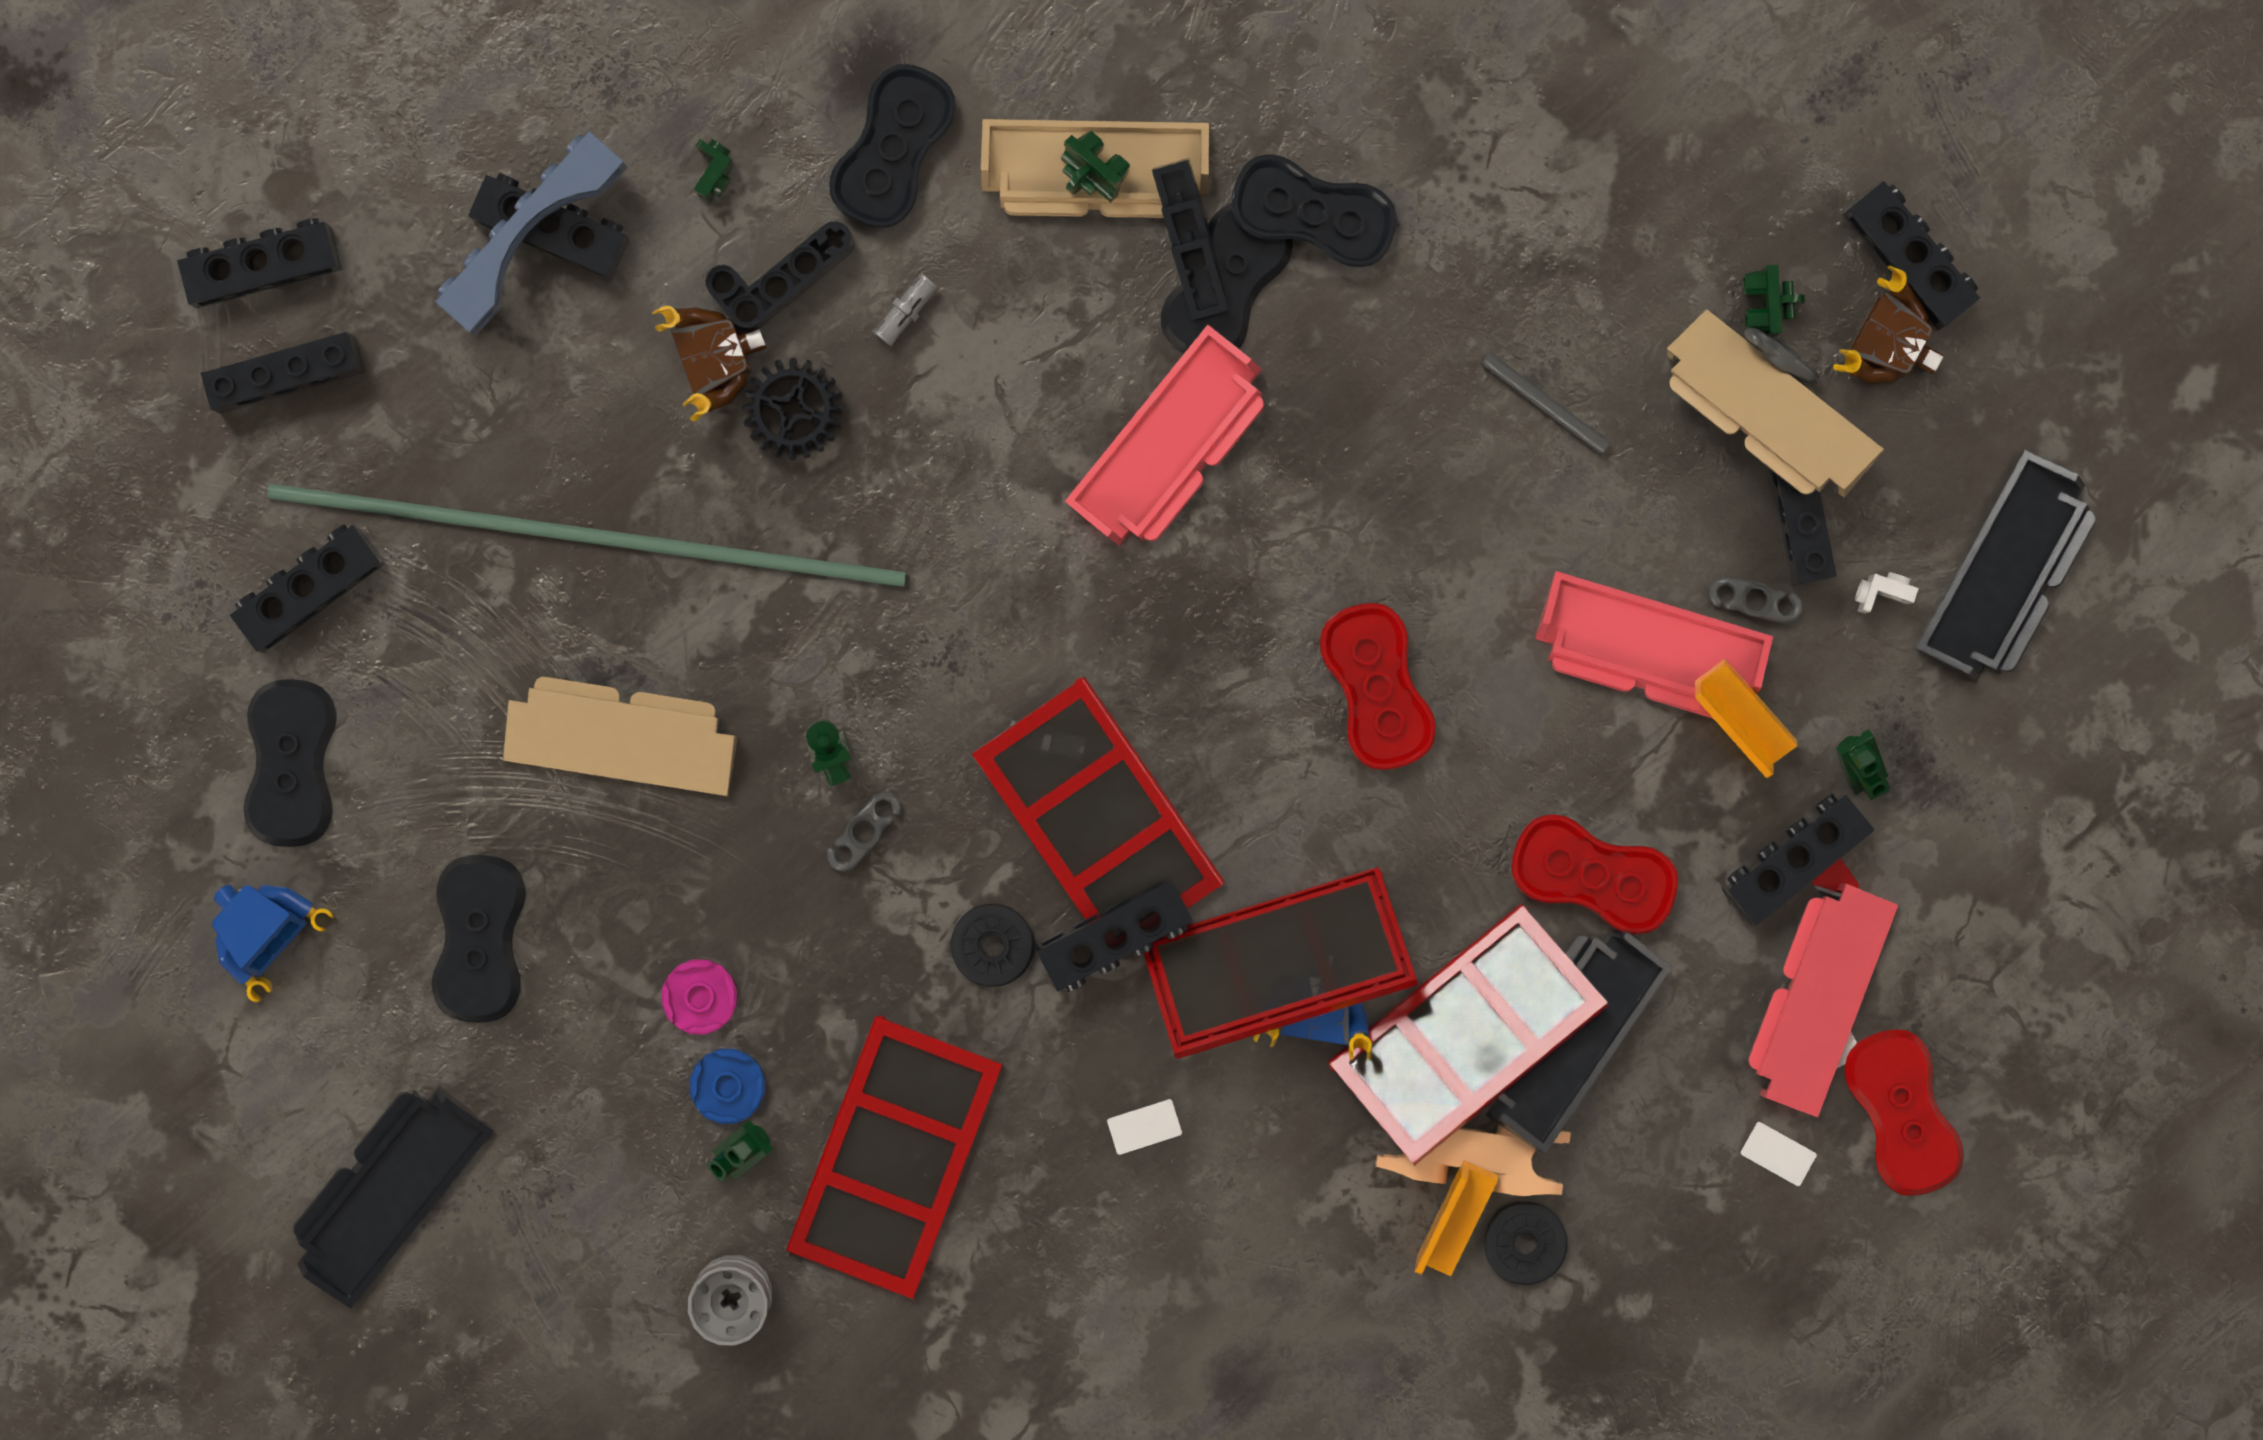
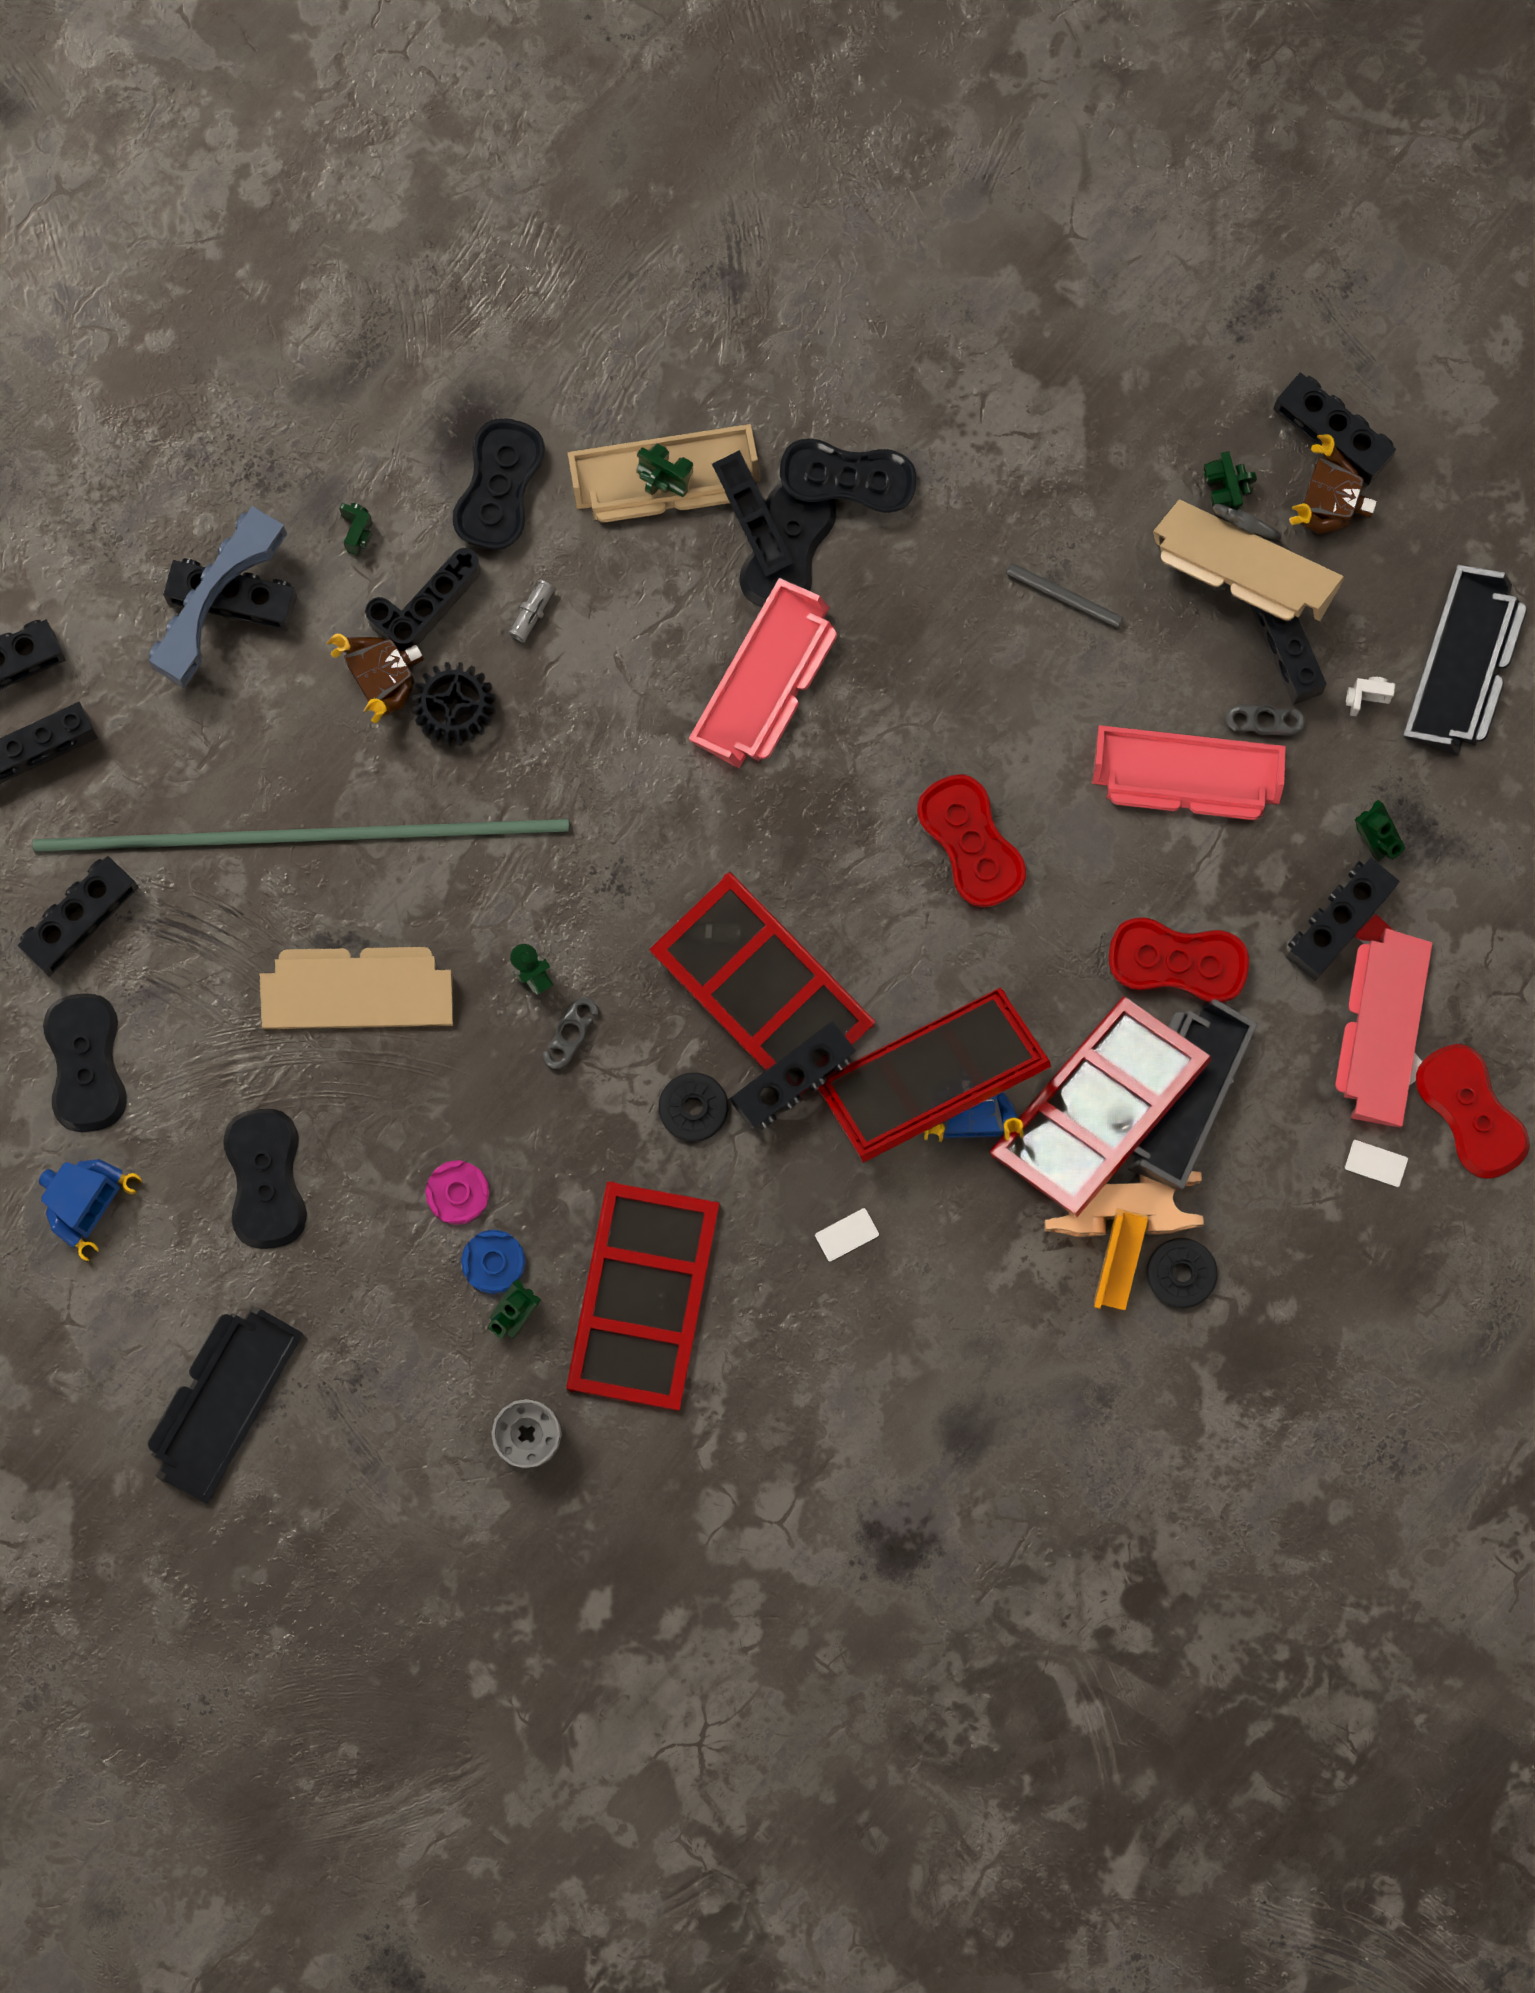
camera: 10 degrees left, 10 degrees down
(1744, 716) = (1275, 810): light orange panel -> none

